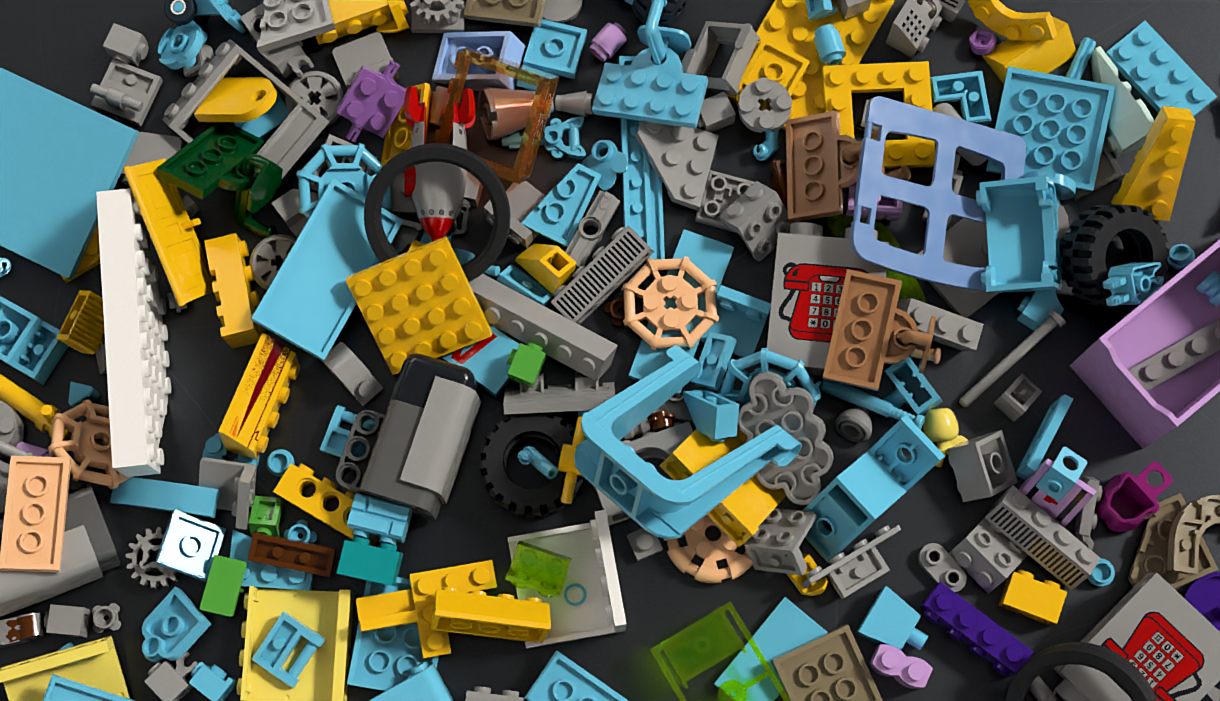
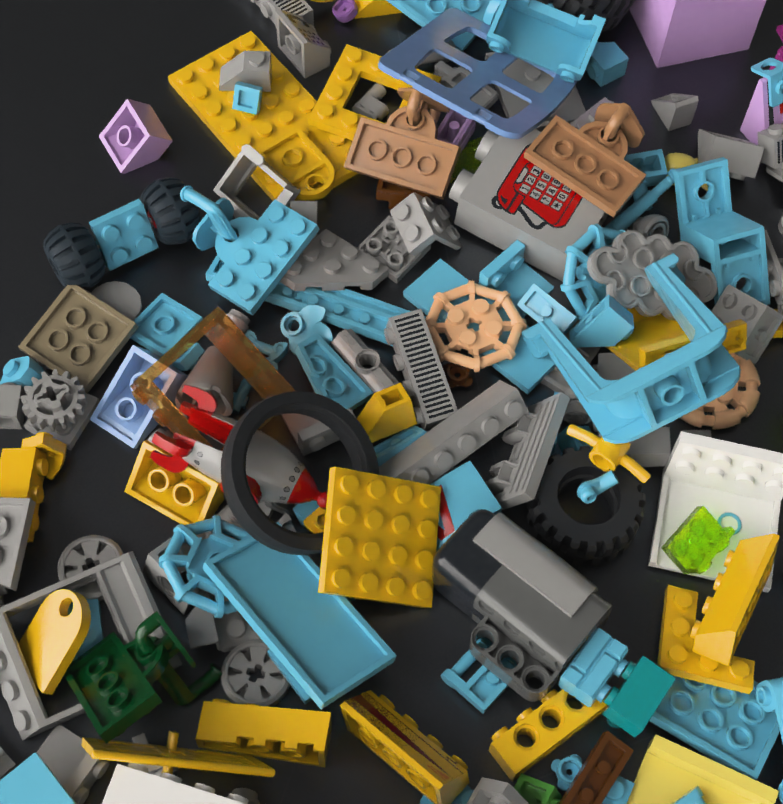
camera: 70 degrees left, 15 degrees down
(279, 462) = (479, 761): medium azure plate -> none
(287, 59) = (34, 573): light grey brick -> none
(352, 373) = (416, 641): light grey brick -> none
(365, 51) = (82, 502): light grey bracket -> none
(372, 101) = (130, 504): medium lavender plate -> none
(386, 610) = (693, 706): yellow panel -> none
(526, 364) = (488, 462): bright green brick -> none
(608, 41) = (184, 279): lavender brick -> none
(765, 120) = (323, 160): light grey plate -> none
(768, 147) = (356, 195): medium azure arm -> none
(829, 45) = (291, 106): medium azure brick -> none
(963, 88) = (386, 33): medium azure brick -> none
(1044, 437) = (722, 97): medium azure tile -> none
(1054, 320) = (622, 47): light grey bar -> none

